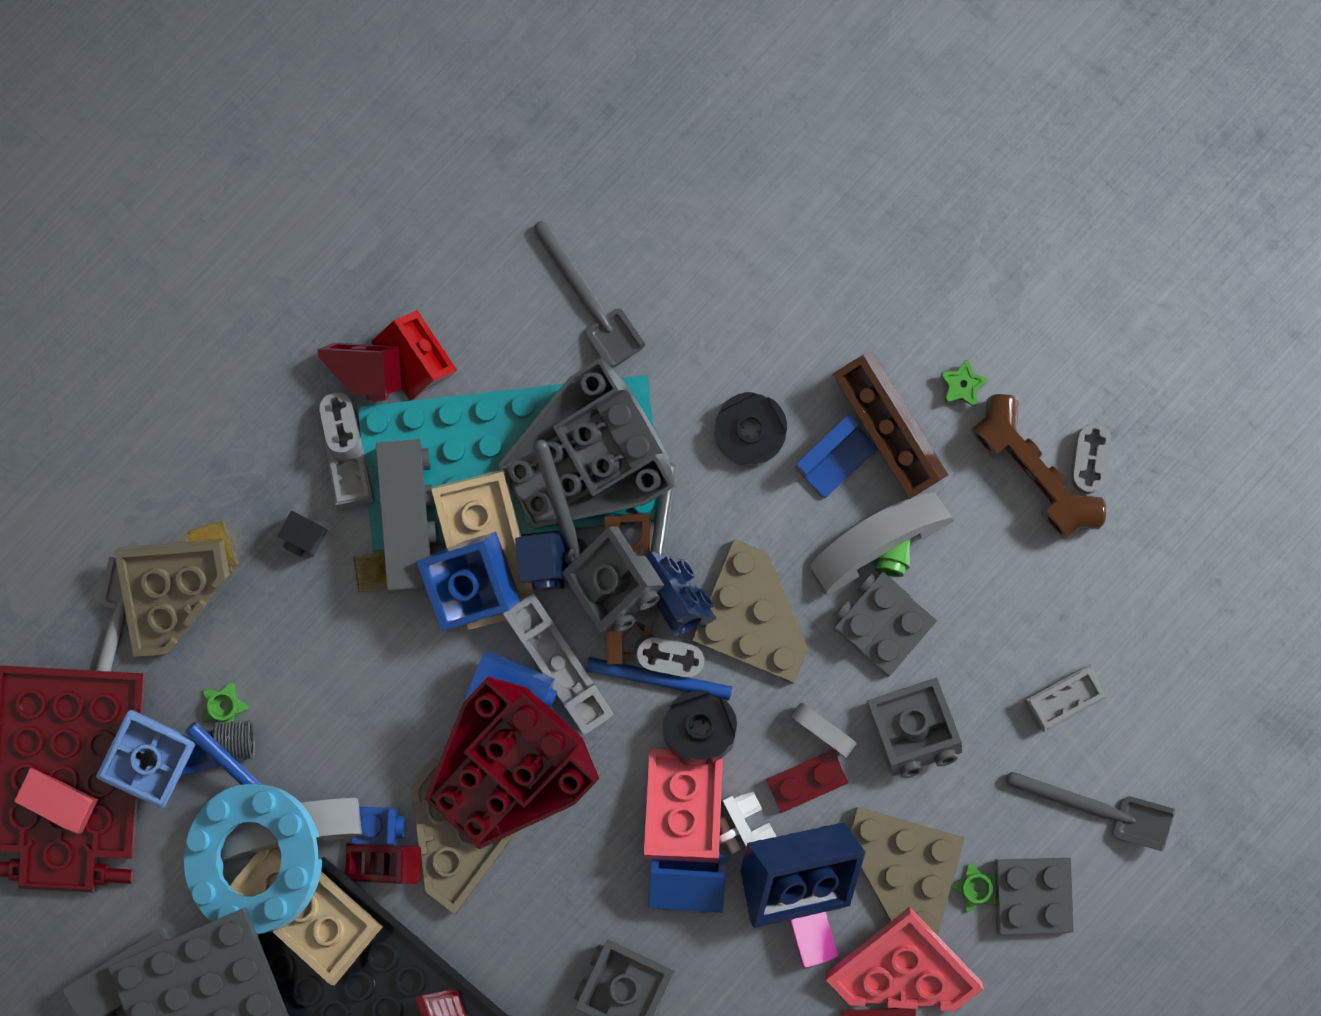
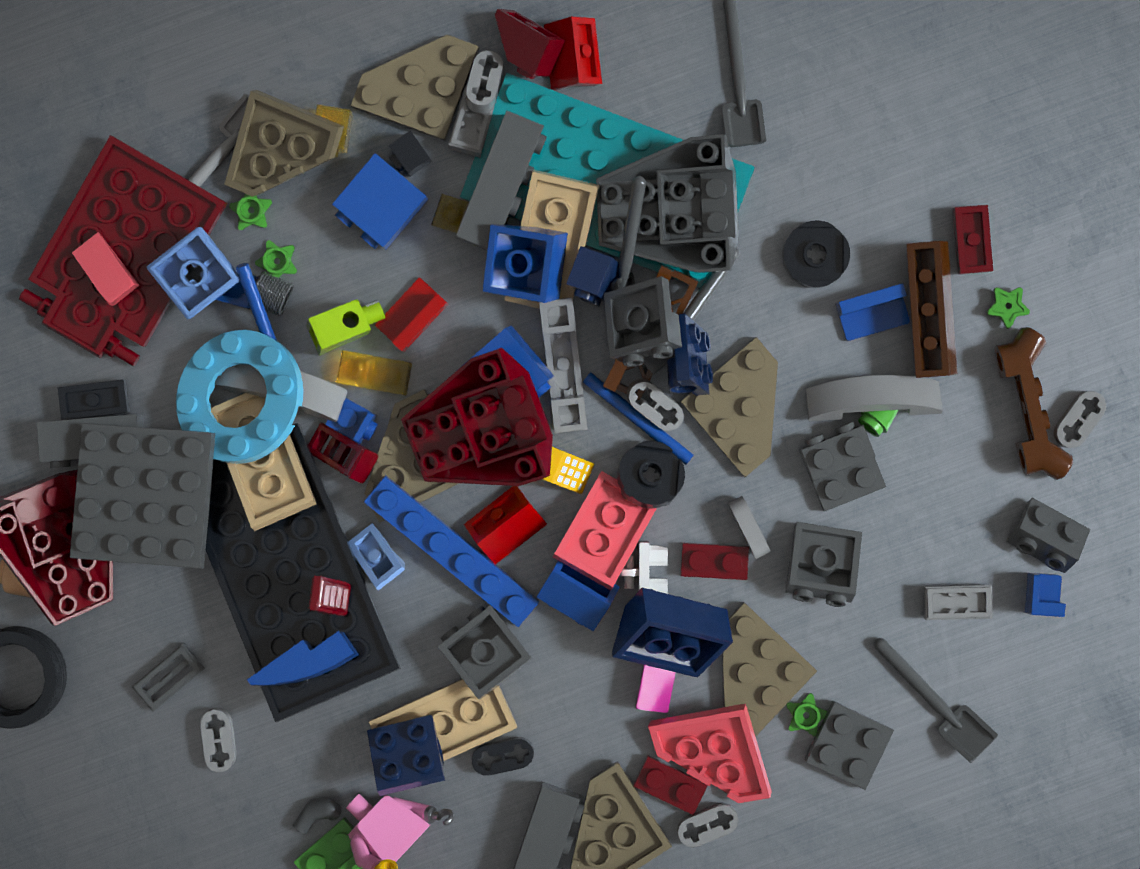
camera: 30 degrees right, 5 degrees up
(108, 937) = (93, 399): none -> black plate
(182, 672) = (257, 217): none -> bright green plate
(279, 463) = (420, 86): none -> dark tan plate
(296, 596) = (379, 202): none -> blue brick
(311, 749) = (330, 332): none -> lime torso
(375, 767) = (374, 372): none -> clear yellow slope
(383, 690) = (411, 314): none -> red panel
(468, 949) = (376, 556): none -> light blue slope
(541, 905) = (451, 551): none -> blue plate
(581, 851) = (505, 524): none -> red panel
(617, 765) = (569, 470): none -> yellow slope
(895, 337) = (972, 239): none -> dark red plate
(1121, 587) = (1049, 536): none -> dark grey bracket
(1147, 647) = (1044, 595): none -> blue panel

